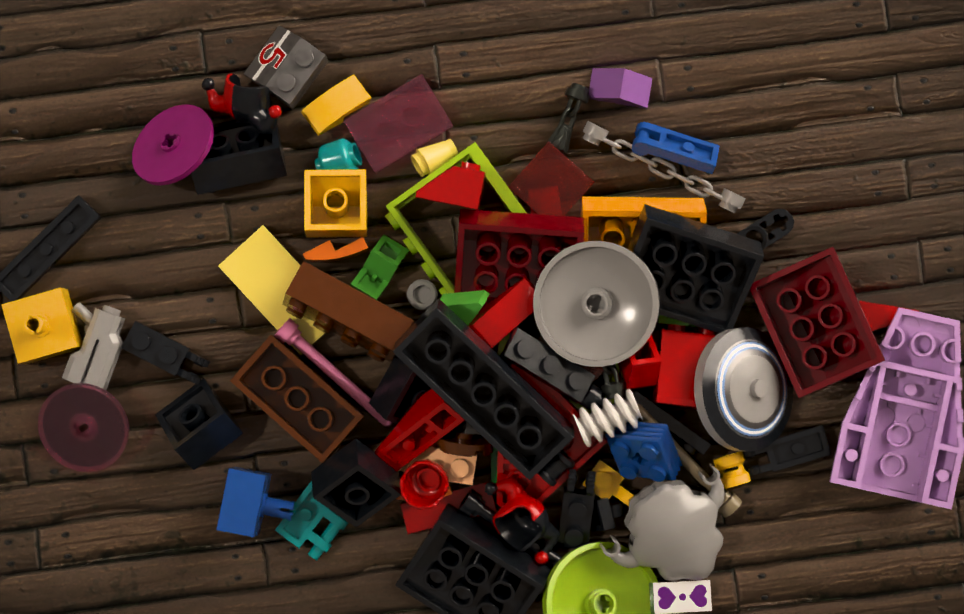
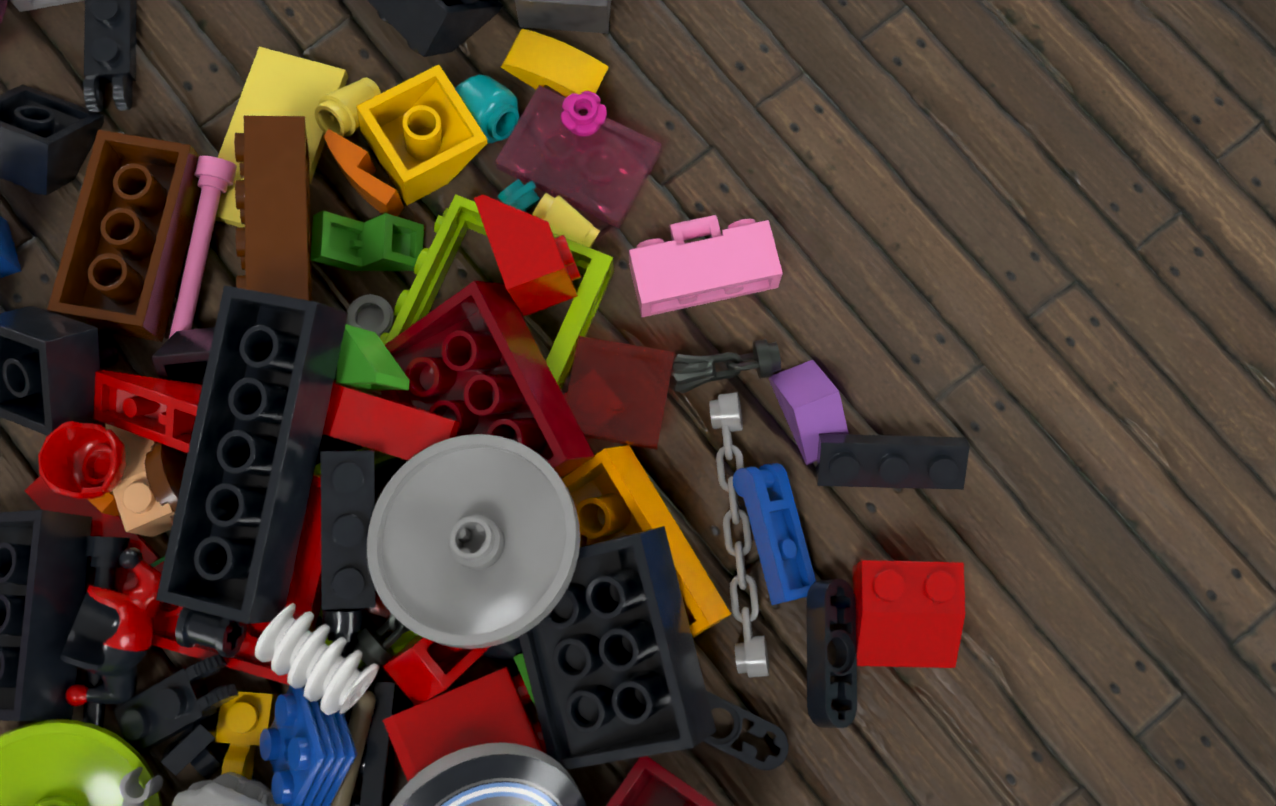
camera: 60 degrees right, 10 degrees down
(290, 236) = (338, 109): none -> light yellow cone
(387, 109) = (580, 124): none -> dark pink plate
(404, 173) = (520, 195): none -> teal plate
(513, 82) = (707, 270): none -> bright pink piece
(675, 63) = (892, 461): none -> black plate
(732, 152) = (819, 688): none -> black beam
(758, 107) = (908, 613): none -> red slope

